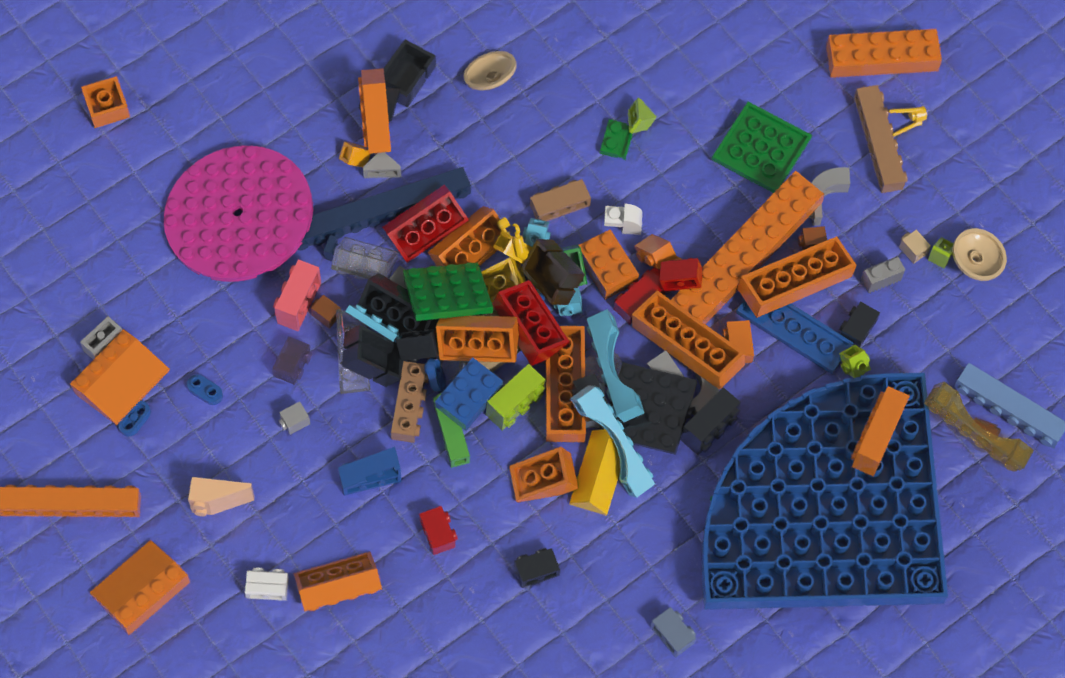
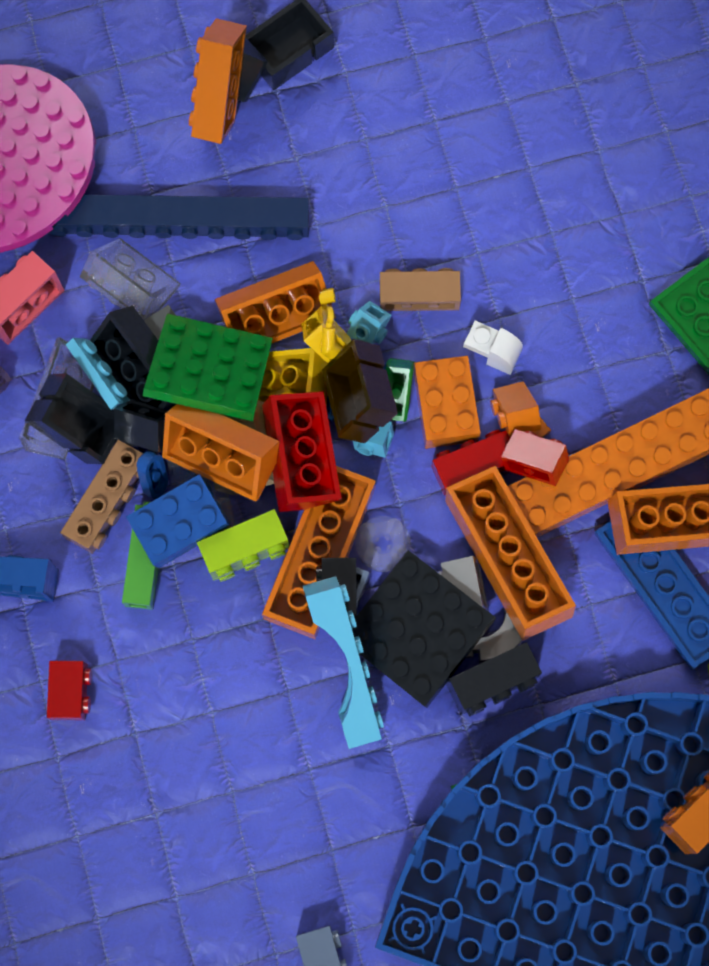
camera: 25 degrees right, 10 degrees up
(325, 311) = (48, 329): dark orange brick -> none
(330, 247) = (93, 242): dark blue plate -> none
(354, 154) = (175, 131): light orange panel -> none
(382, 167) = (203, 159): light grey slope -> none
(425, 223) = (226, 258): red slope -> none
(490, 70) = (399, 78): tan dish -> none
(536, 567) = (176, 794): black brick -> none
(544, 475) = (239, 668): orange slope -> none
(597, 474) = (311, 695): yellow slope -> none
(605, 333) = (399, 500): medium azure arch -> none
(616, 140) = (532, 231): green plate -> none
(640, 116) = (574, 211): lime slope -> none
(740, 335) = (582, 574): orange brick -> none

